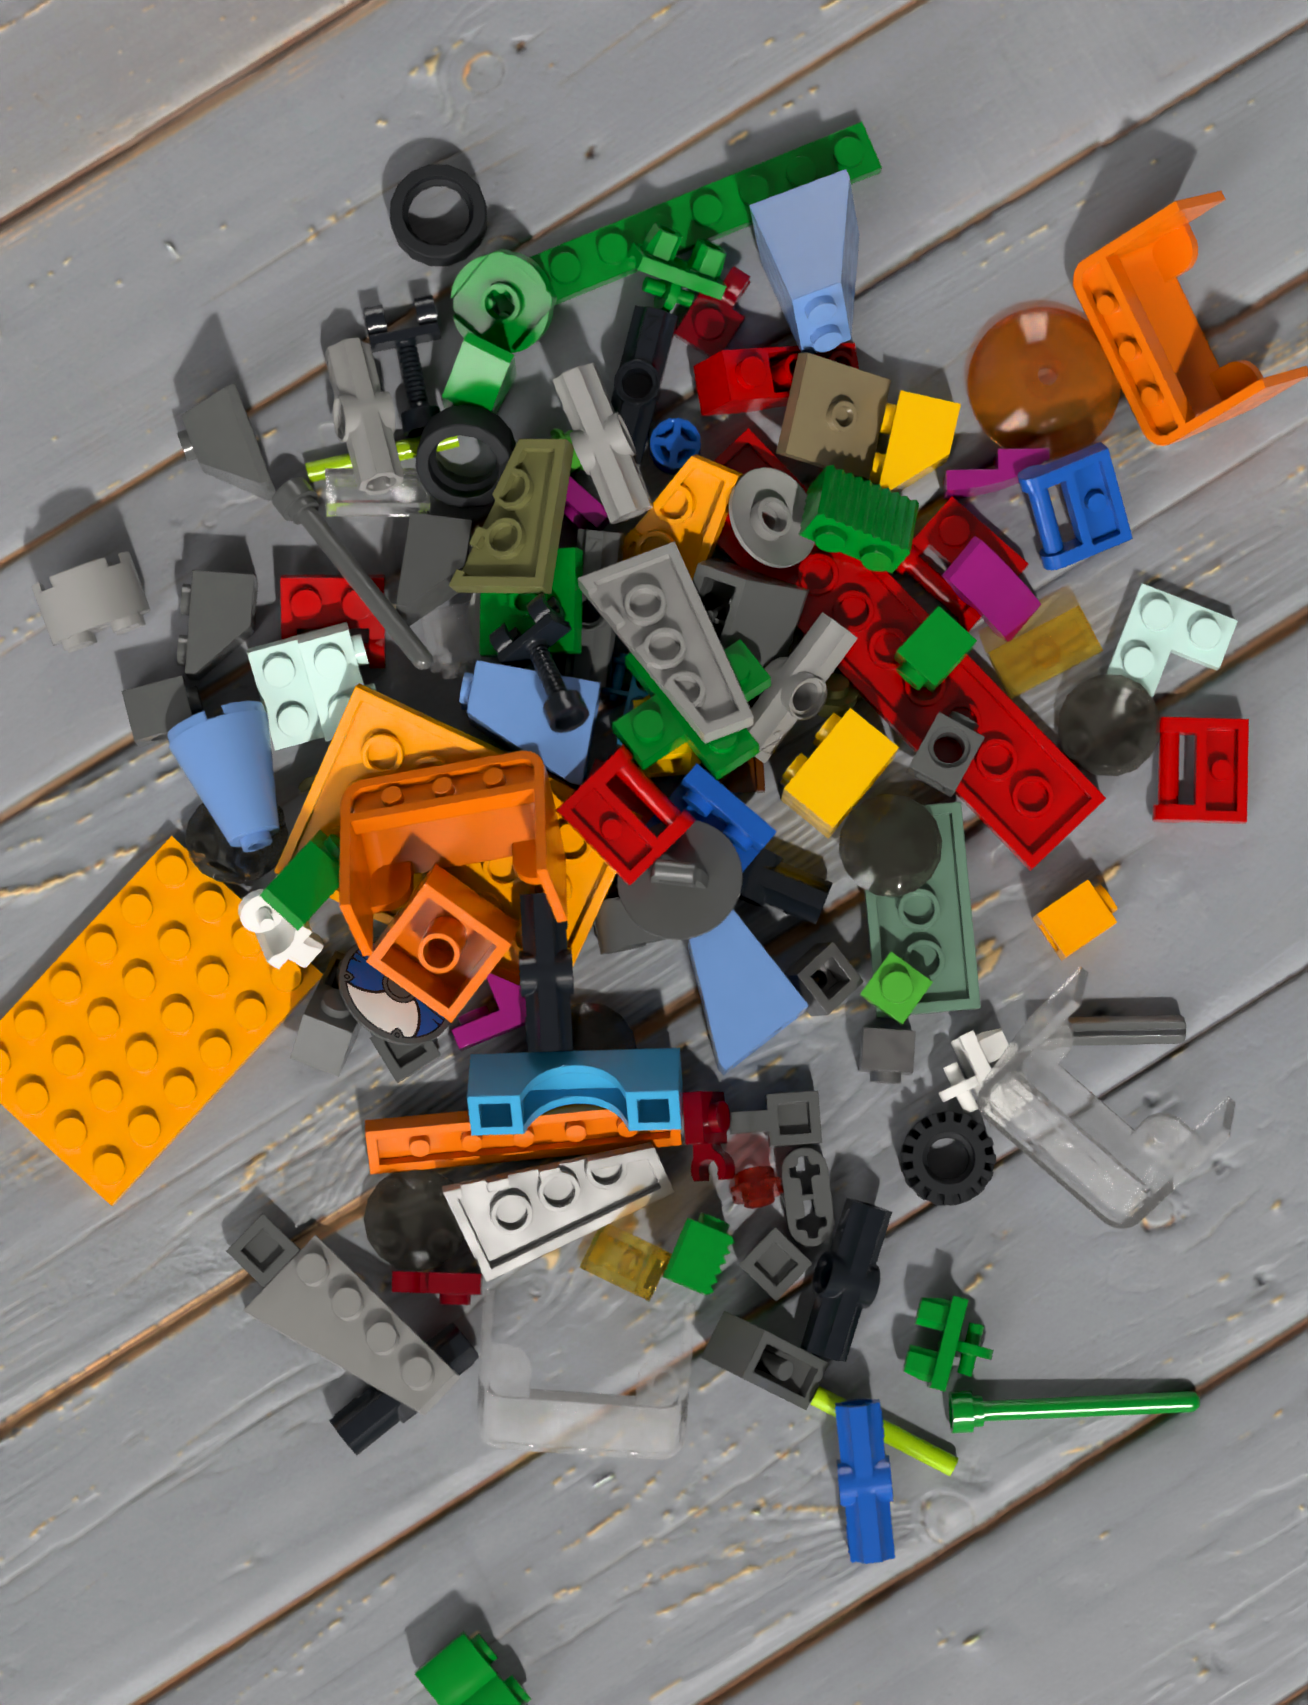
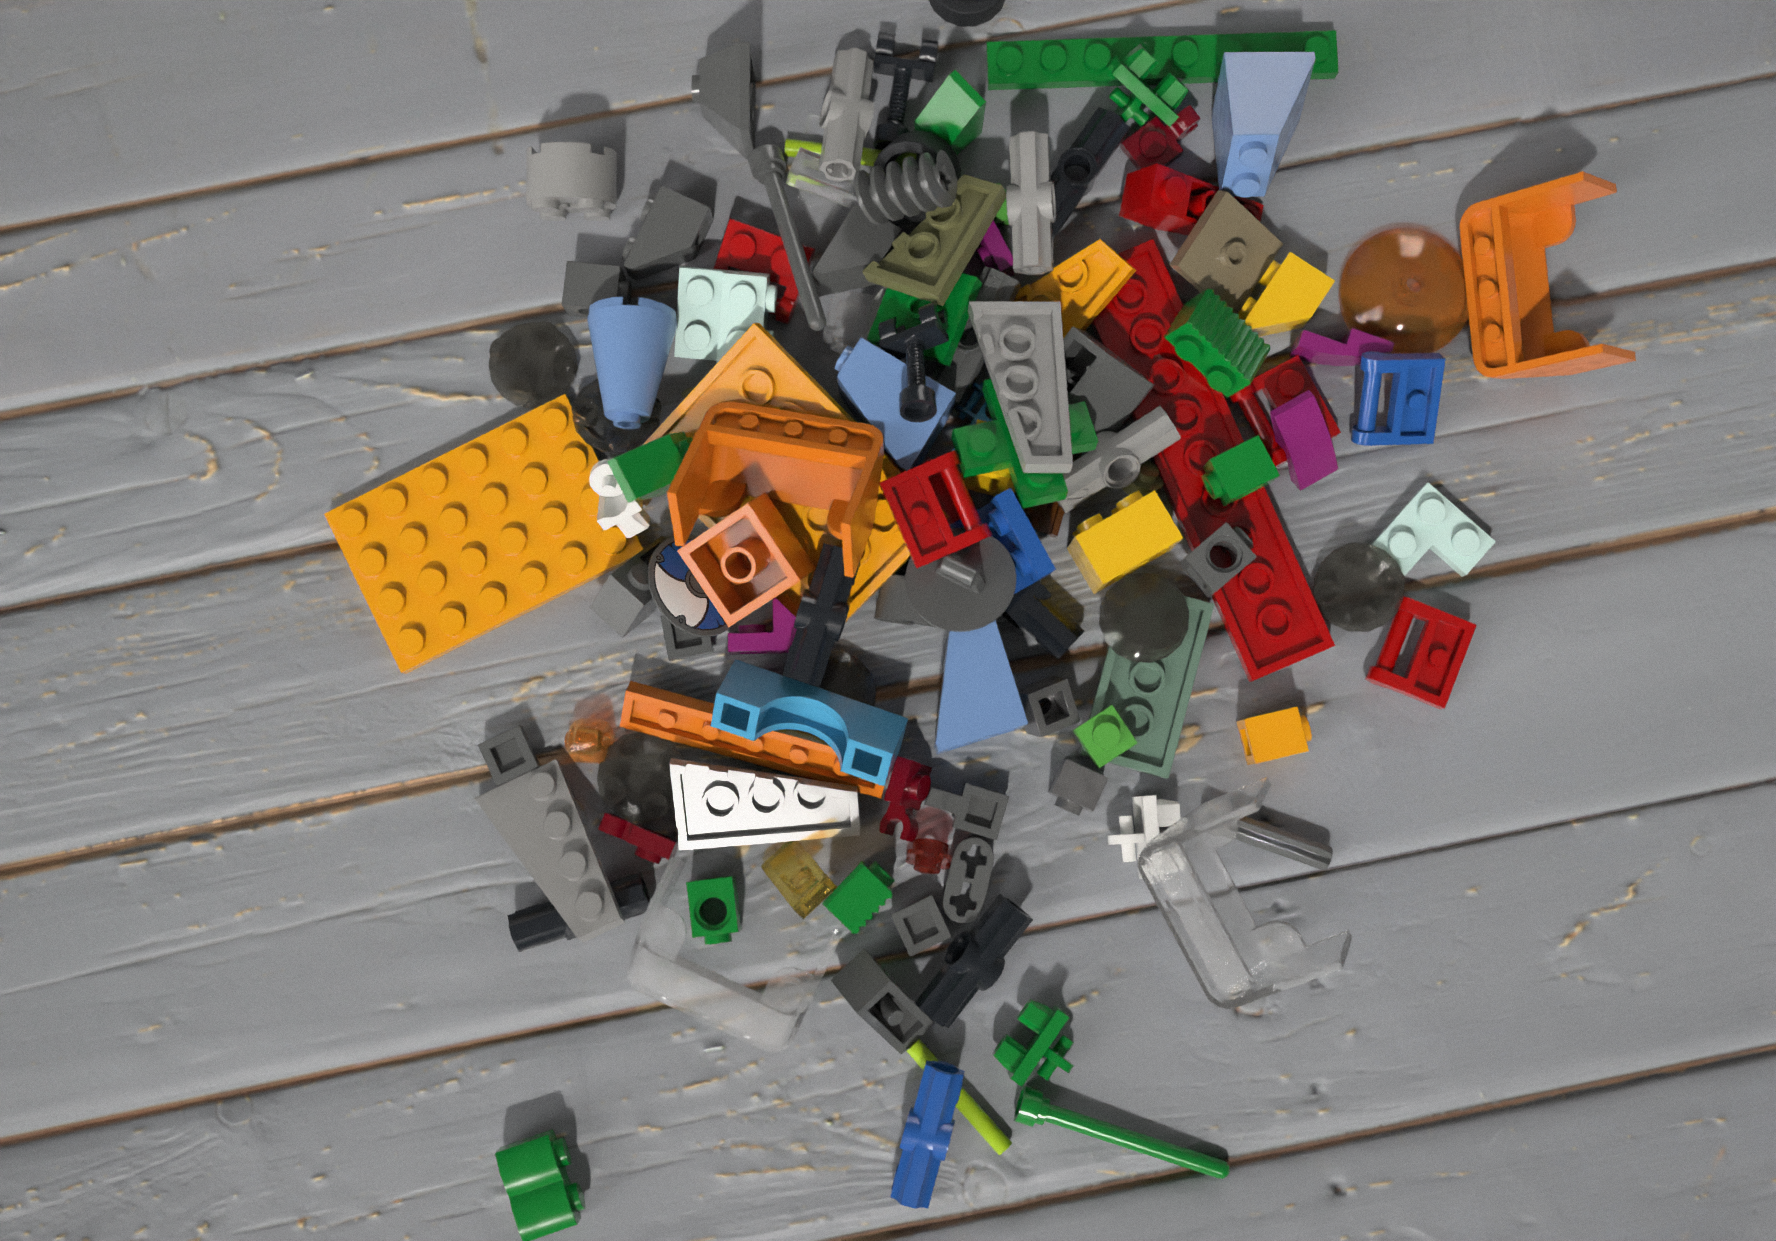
camera: 25 degrees right, 0 degrees up
(123, 816) = (532, 364): none -> clear smoke dish
(343, 1201) = (589, 740): none -> clear orange piece
(464, 480) = (907, 190): none -> dark grey piece
(503, 272) = (1001, 39): green plate -> none
(531, 1312) = (724, 889): none -> green brick
(676, 436) = (1091, 223): blue wheel -> none
(768, 515) = (1143, 313): light grey dish -> none
(970, 1135) = (1122, 898): black tyre -> none
(1045, 652) = (1327, 508): clear yellow plate -> none

